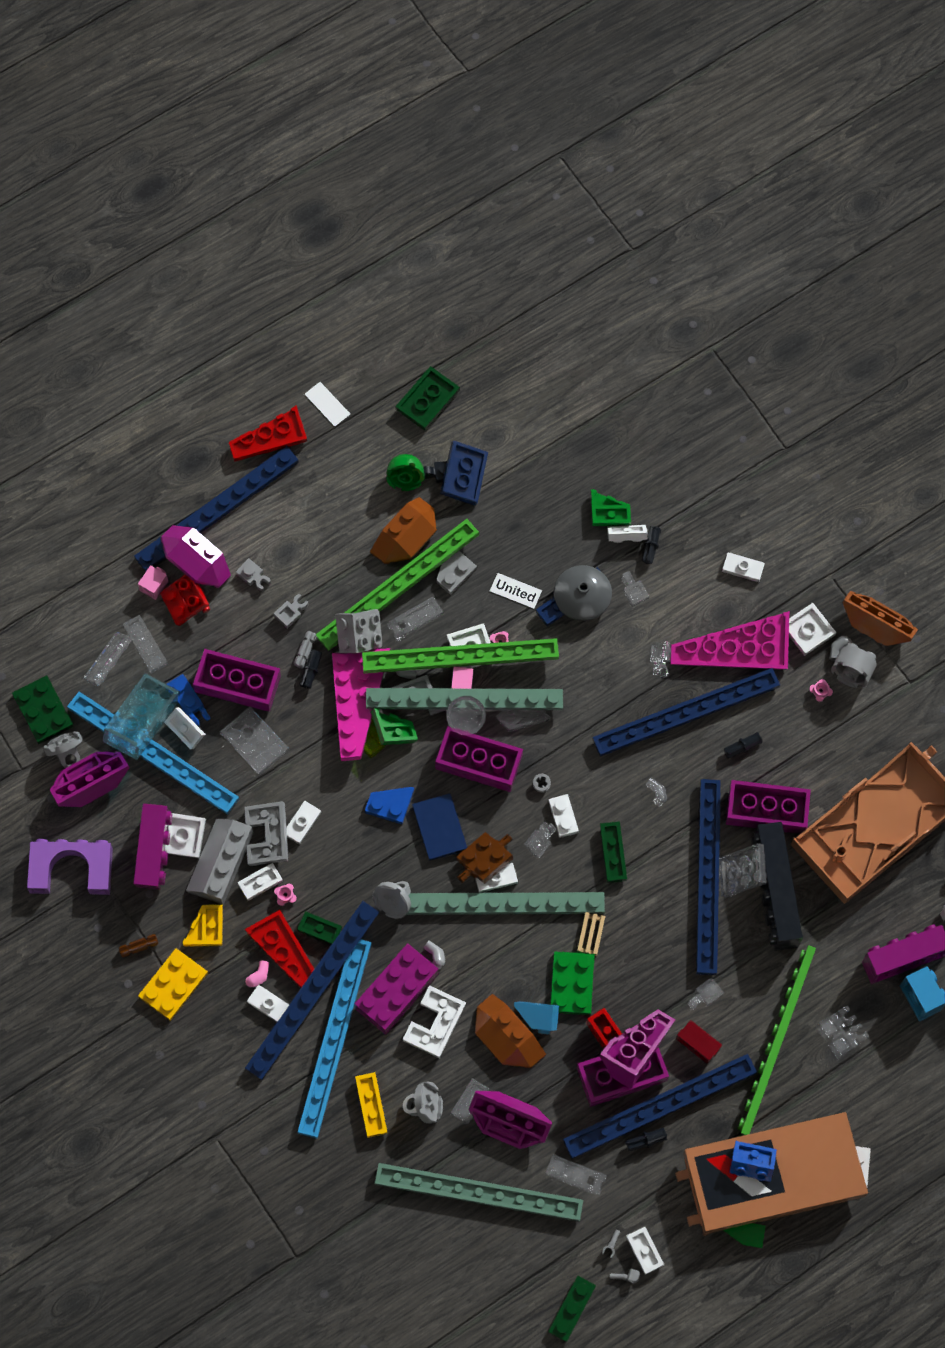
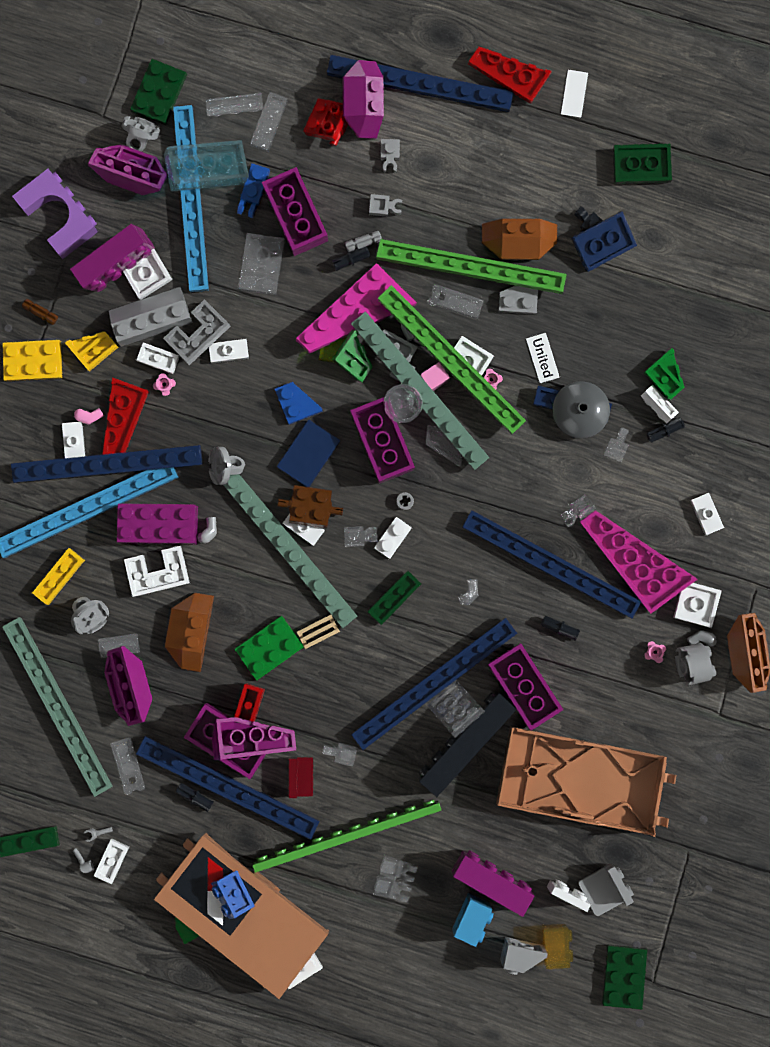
camera: 50 degrees right, 15 degrees up
(153, 582) = (321, 86): bright pink brick -> none
(184, 728) = (228, 205): white plate -> none
(319, 928) = (158, 430): dark green plate -> none
(359, 631) = (407, 269): light grey bracket -> none
(405, 472) = (566, 196): green cylinder -> none
(539, 1016) = (221, 643): dark azure slope -> none

